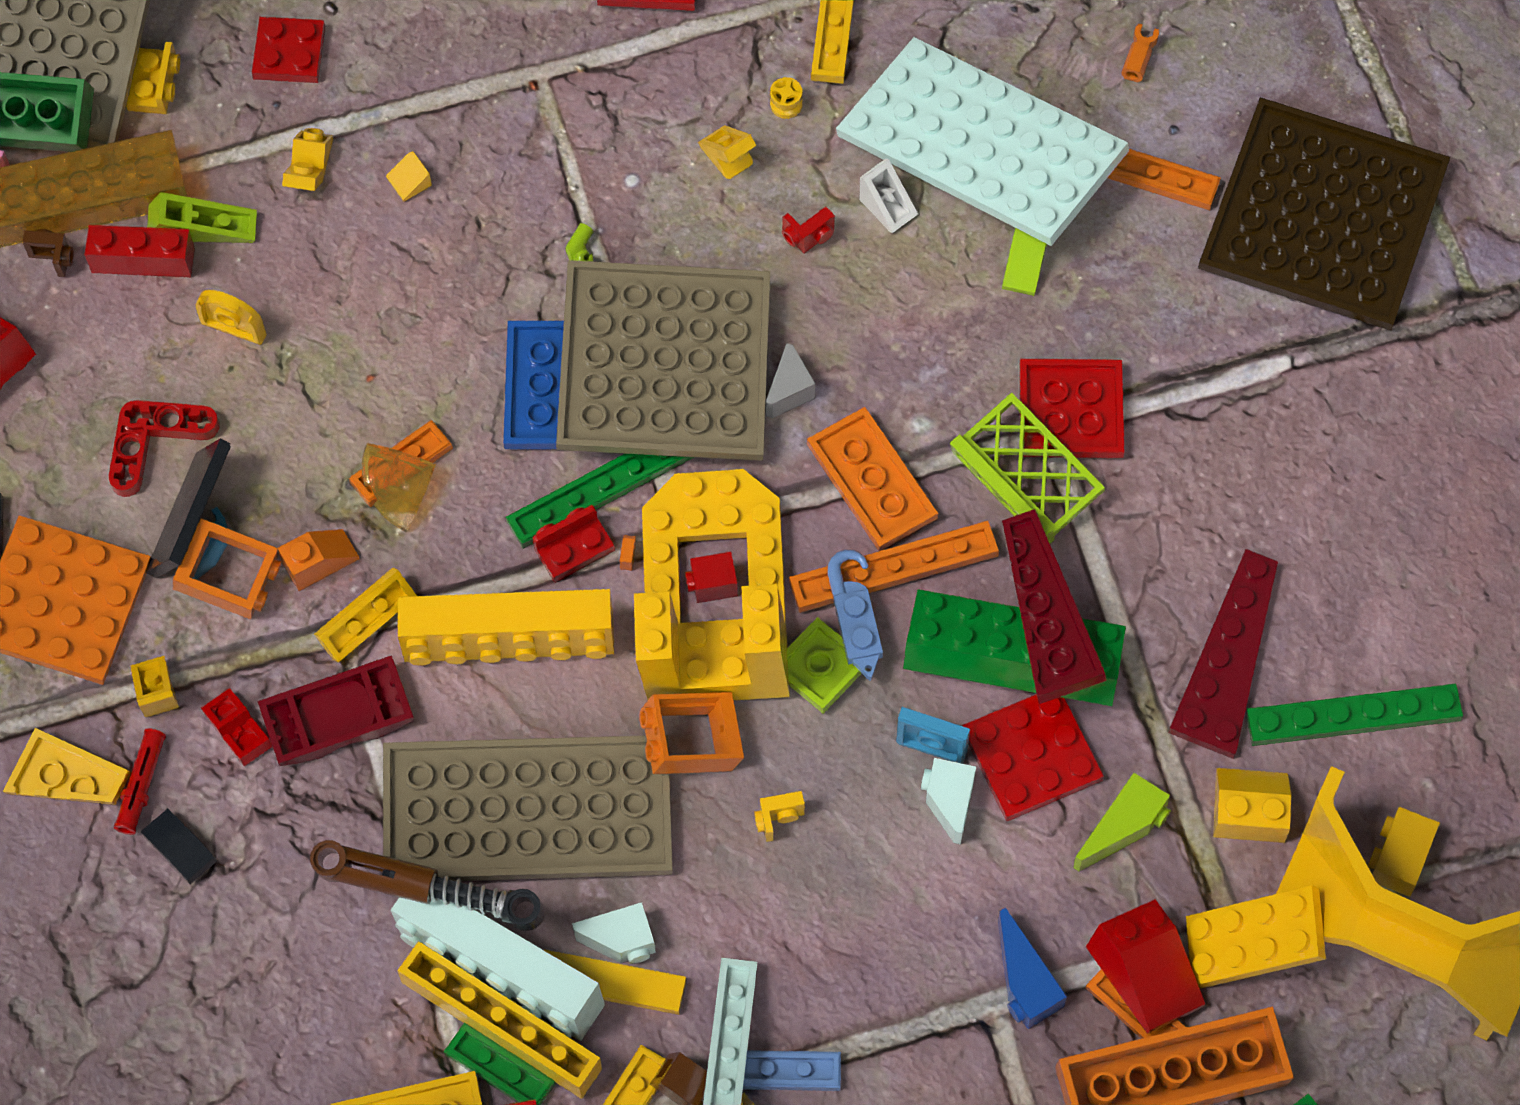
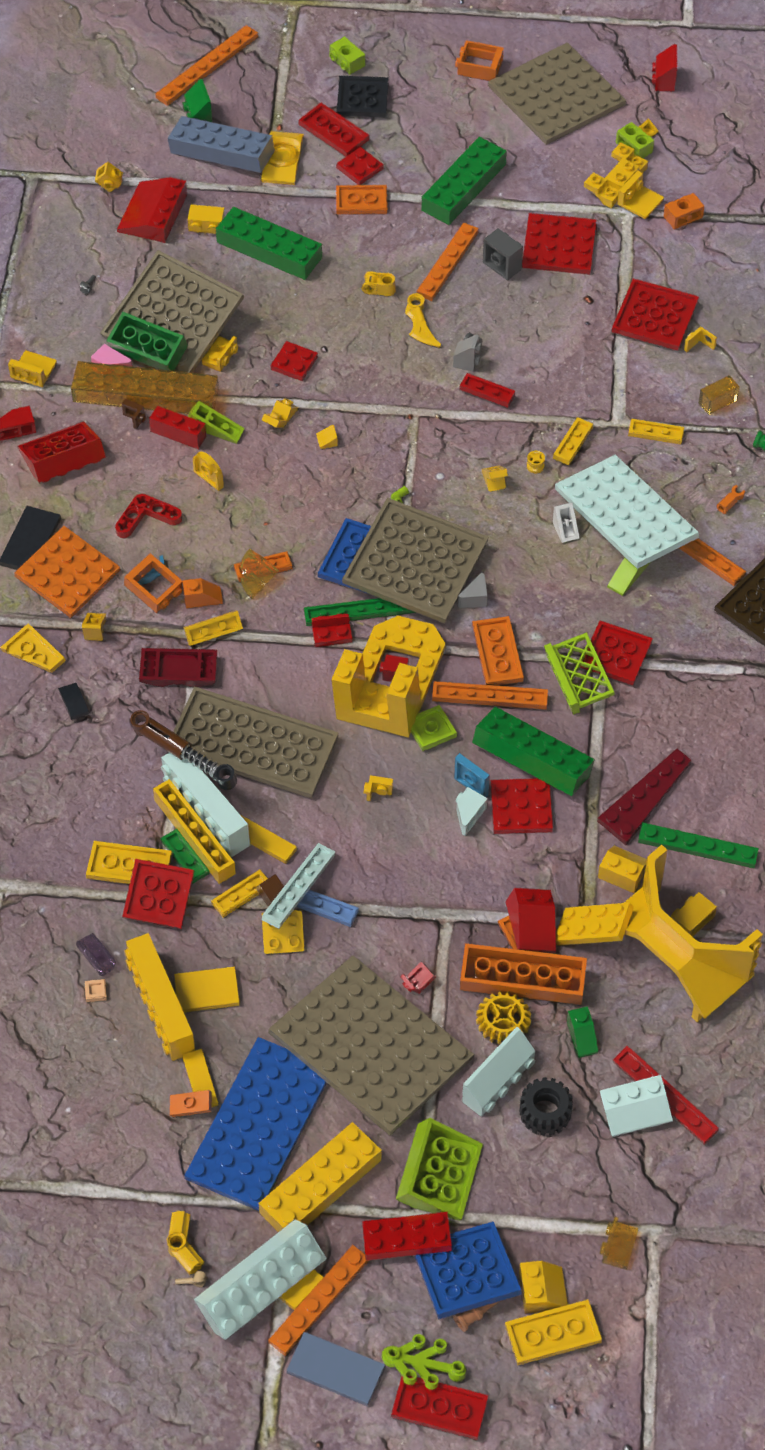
camera: 20 degrees right, 10 degrees down
(127, 817) = (62, 671): red pin -> none
(188, 508) = (147, 549): black tile -> none
(237, 727) = (126, 658): red slope -> none
(506, 626) = (279, 654): yellow brick -> none
(618, 934) = (271, 814): light aqua slope -> none
(627, 552) = (358, 643): orange piece -> none
(723, 727) = (357, 722): orange window -> none
(814, 231) = (519, 527): red bracket -> none
(855, 615) = (458, 709): medium blue plate -> none
(1029, 984) = (468, 909): blue slope -> none
(1053, 629) = (553, 745): dark red wing -> none
(1126, 821) = (553, 852): lime slope -> none

